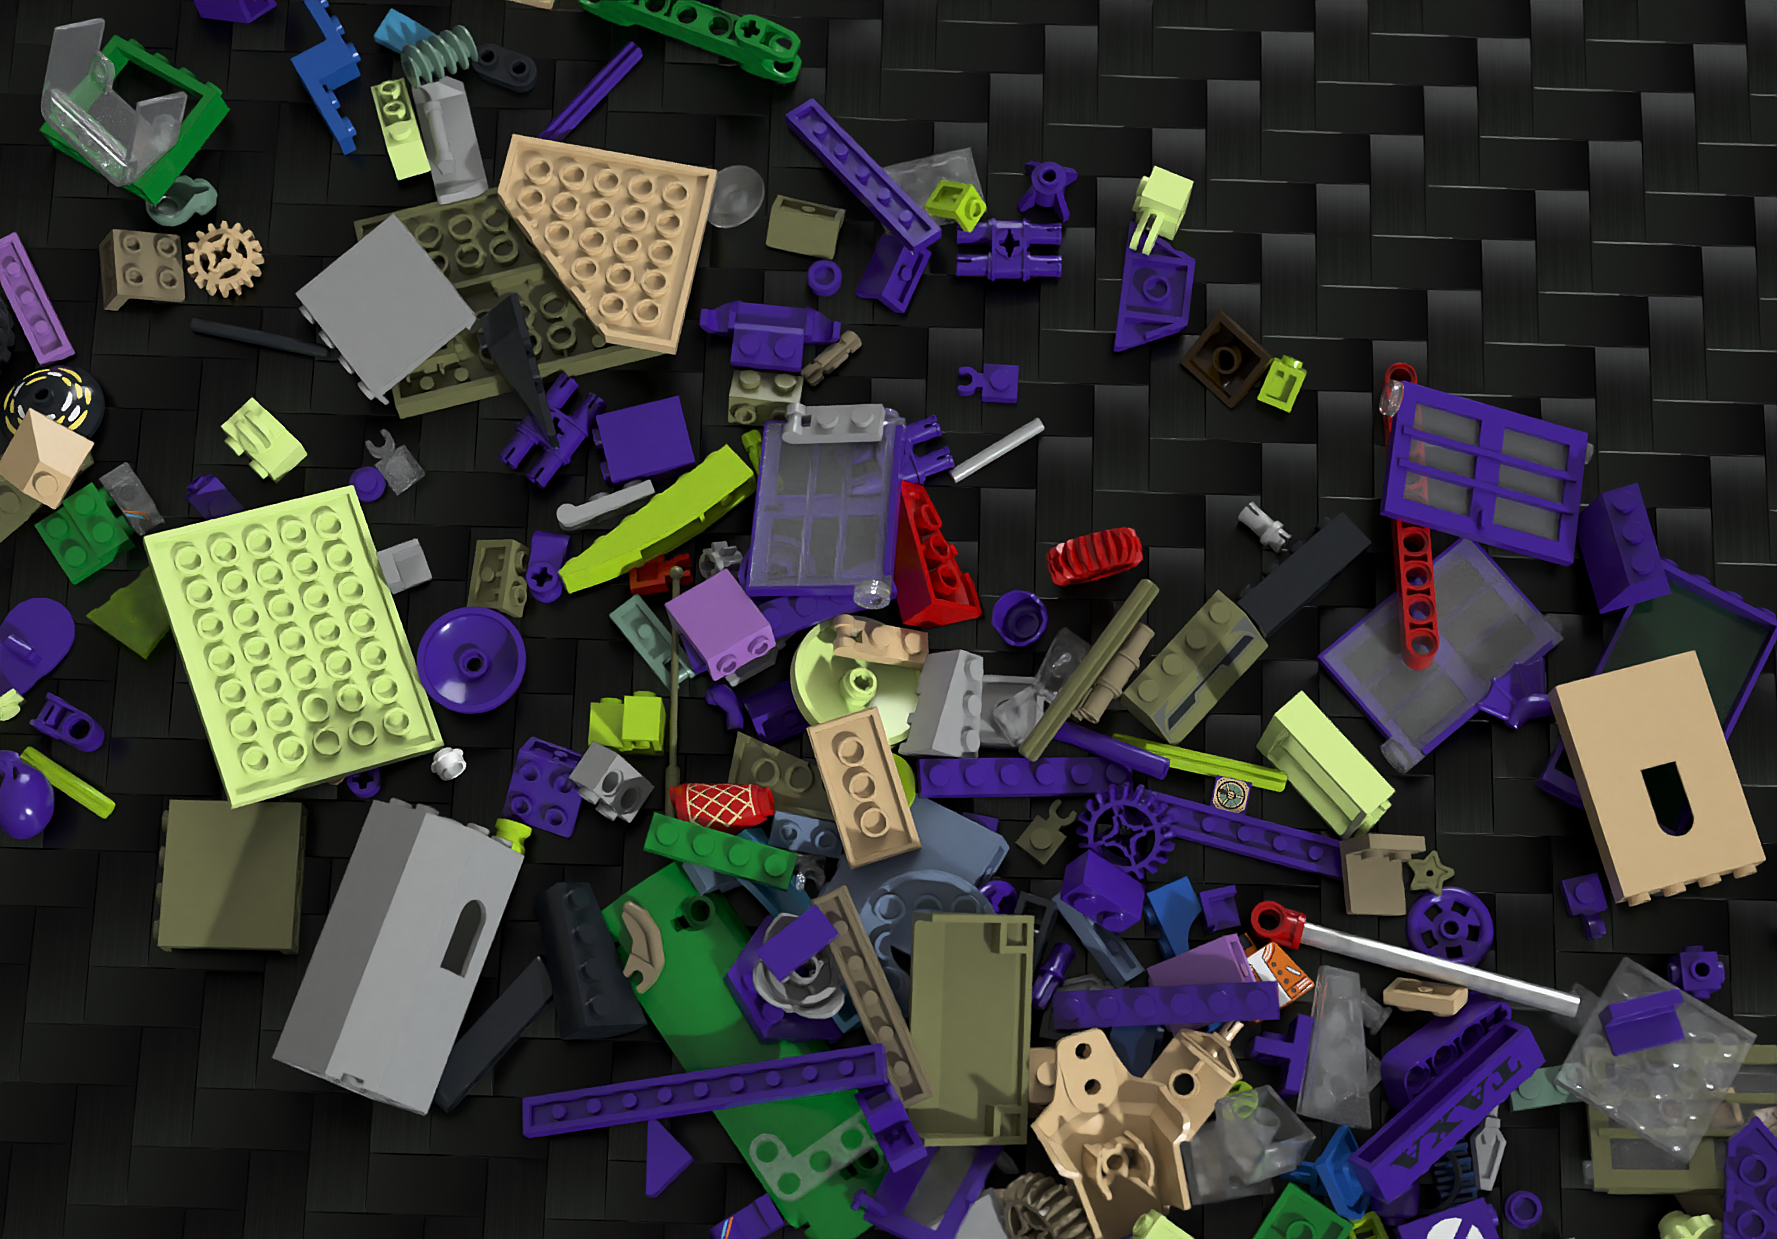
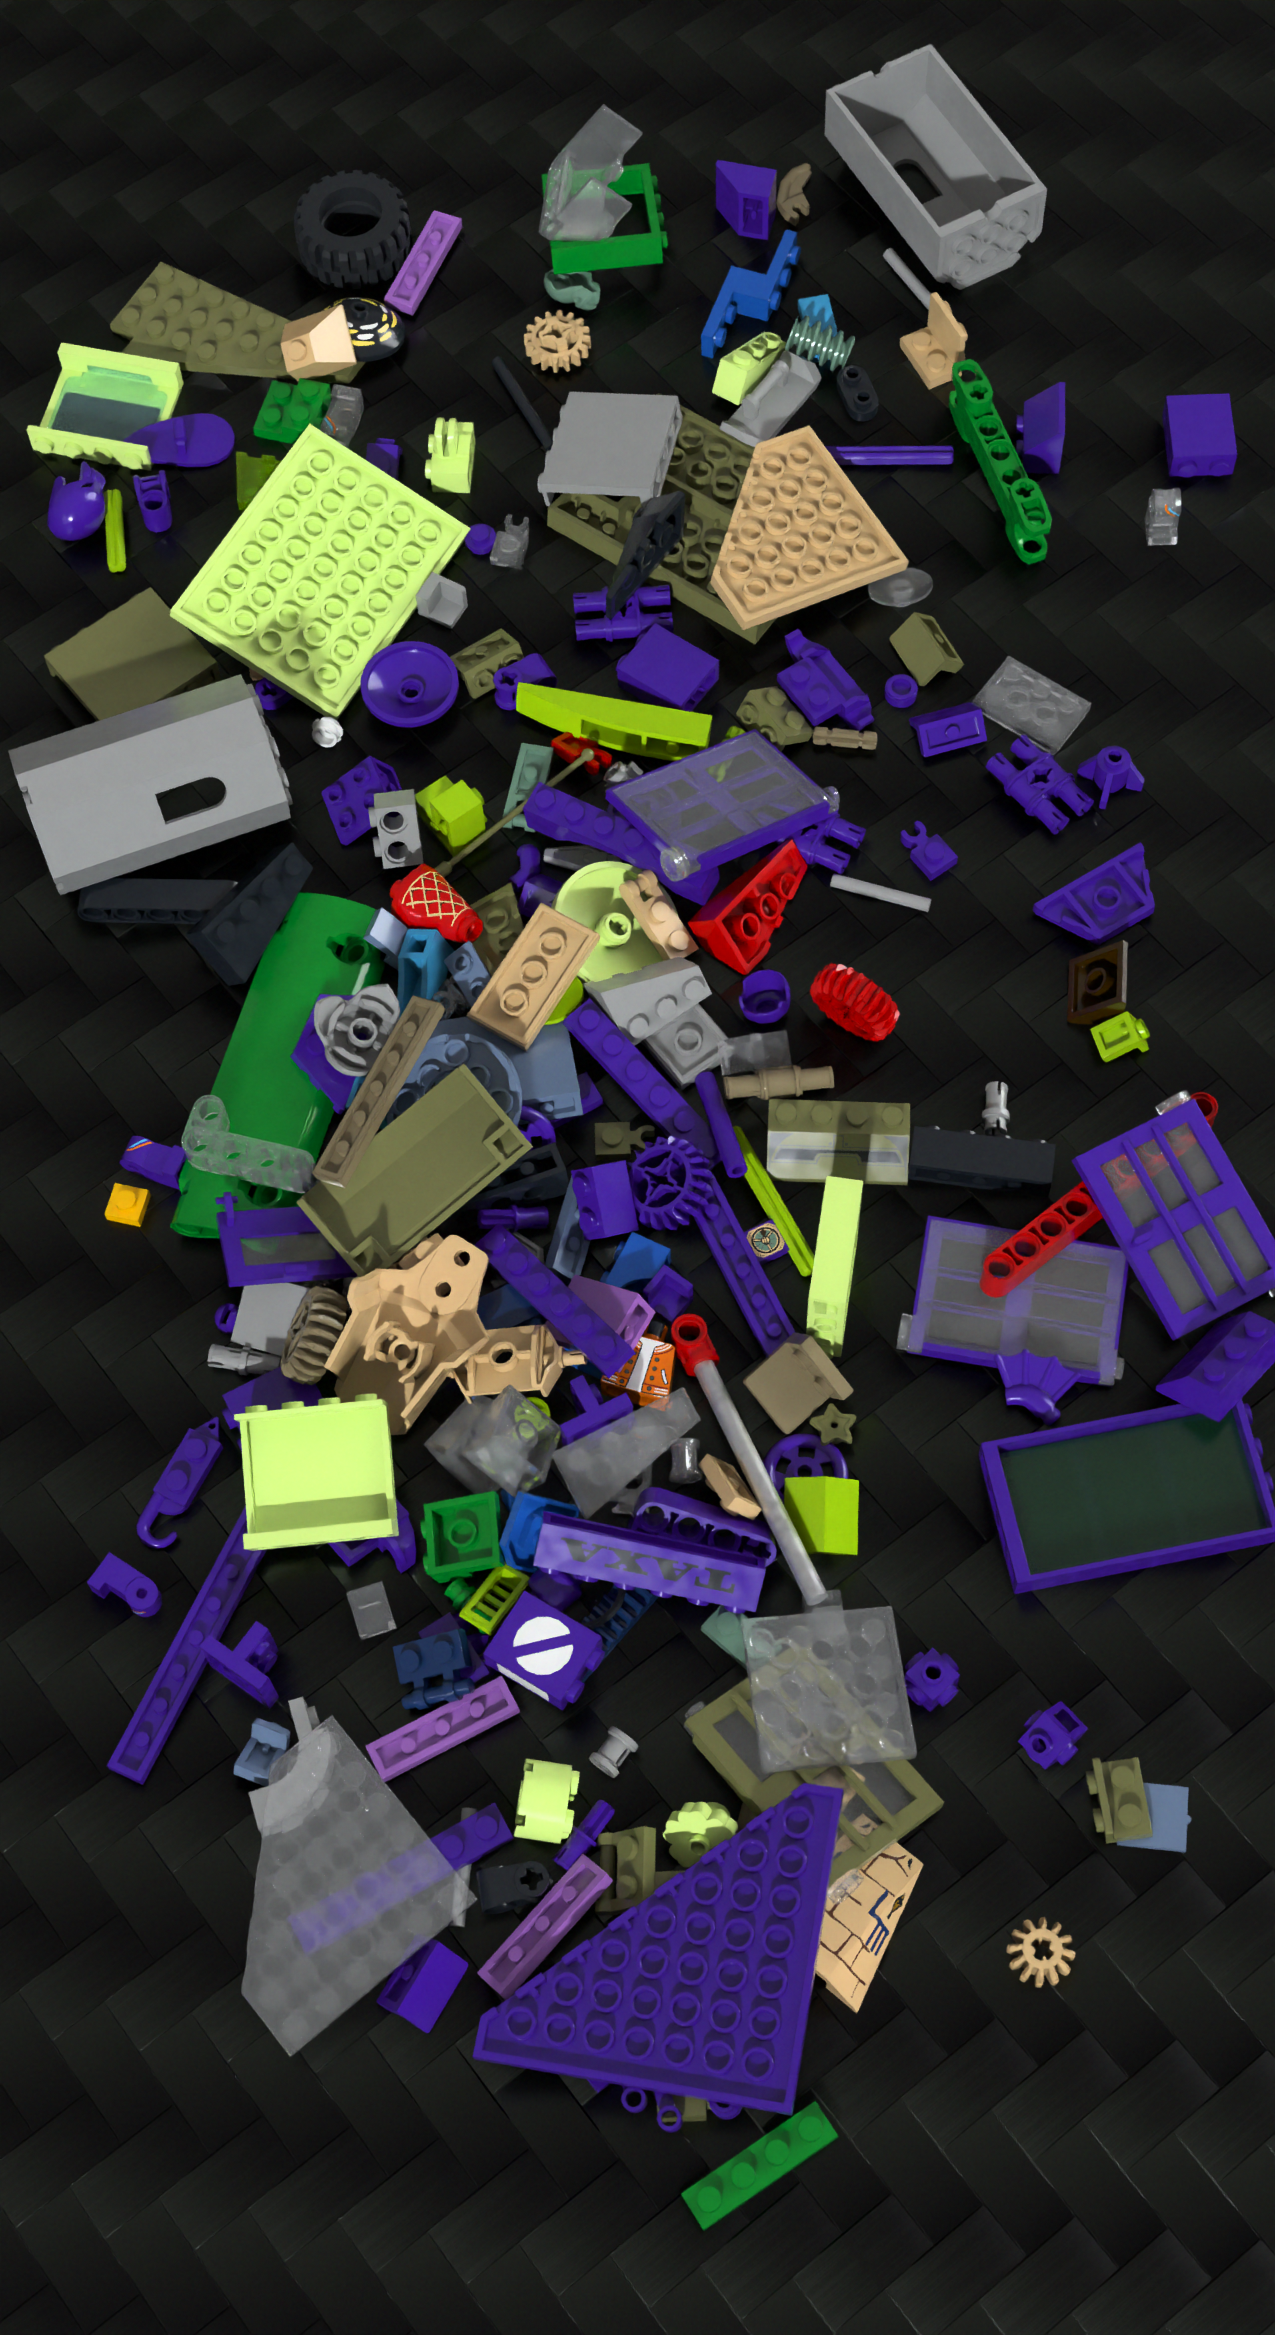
camera: 55 degrees right, 10 degrees down
(140, 267) = (507, 303): dark tan bracket -> none
(513, 832) = (307, 806): lime wheel -> none
(605, 507) = (594, 680): light grey plate -> none
(647, 945) = (291, 940): dark tan piece -> none
(664, 1159) = (158, 1071): dark purple slope -> none
(705, 1090) = (226, 1048): dark purple plate -> none
(720, 852) = (403, 922): green plate -> none
(721, 624) = (568, 799): medium lavender panel -> none
(797, 943) = (373, 1007): dark purple tile -> none
(833, 423) = (789, 763): light grey plate -> none
(863, 176) = (995, 650): dark purple plate -> none
(891, 1125) = (295, 1168): dark purple slope -> none
(956, 202) = (1036, 721): lime bracket -> none
(1018, 716) = (688, 1047): clear panel -> none
(1088, 670) = (762, 1058): olive axle -> none
(1159, 206) = (1168, 850): yellowish green brick -> none
(1487, 1150) = (655, 1631): light grey piece -> none
(1499, 942) = (824, 1513): none -> lime slope
(1523, 1209) = (628, 1694): dark purple plate -> none
(1585, 899) = (917, 1557): dark purple plate -> none
(1642, 721) = (1089, 1470): tan panel -> none
(1642, 1022) = (846, 1651): dark purple panel -> none

